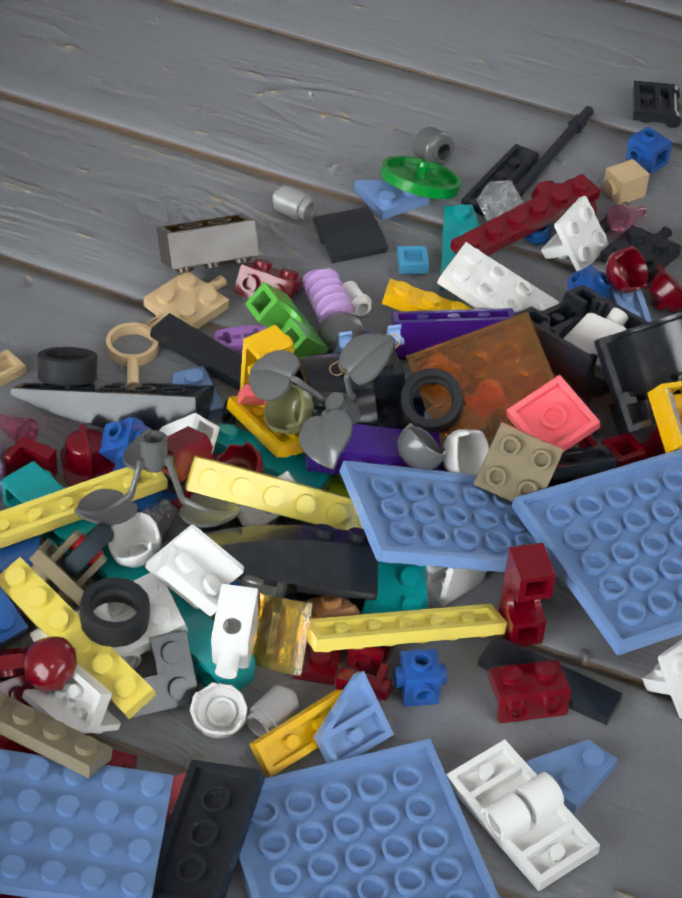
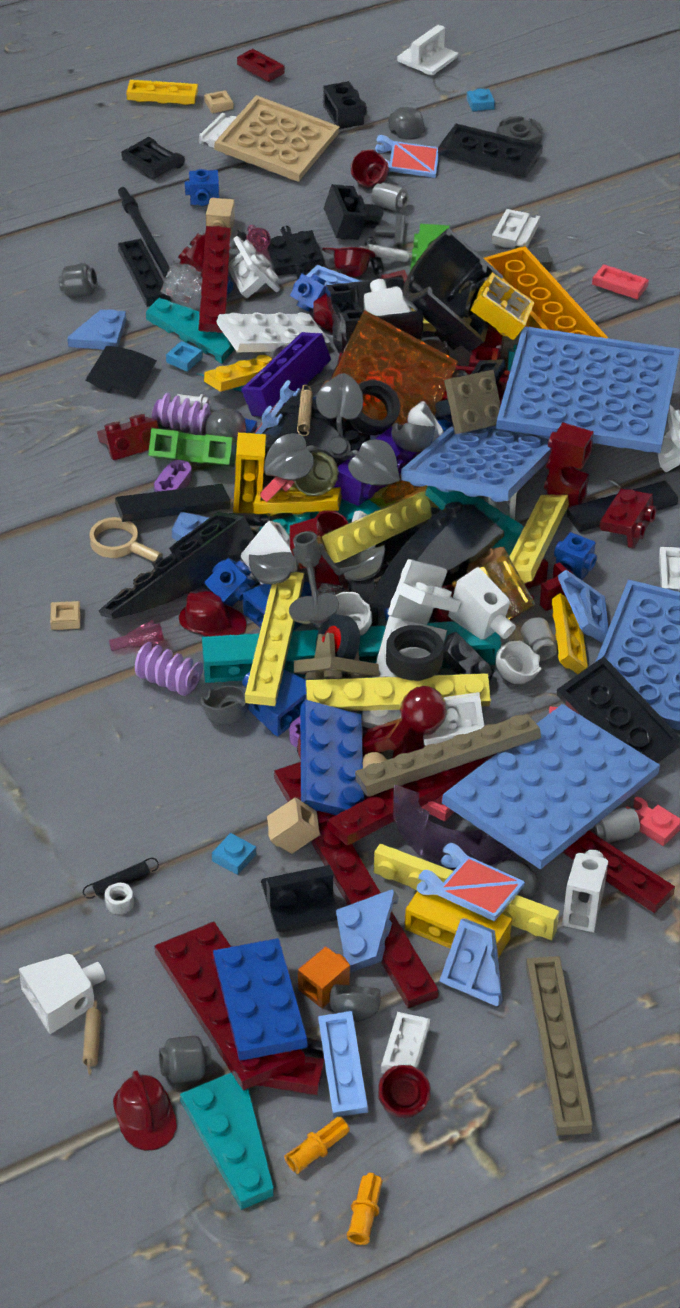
camera: 50 degrees left, 0 degrees up
(28, 450) = (187, 639): dark red bracket -> none
(67, 366) = (114, 576): black tyre -> none
(188, 300) = (99, 486): tan plate -> none
(208, 242) = (64, 438): brick -> none
(293, 203) = (59, 379): light grey brick -> none
(420, 177) = (107, 303): green piece -> none
(554, 415) = (448, 358): coral plate -> none
(627, 270) = (322, 263): dark red hair -> none

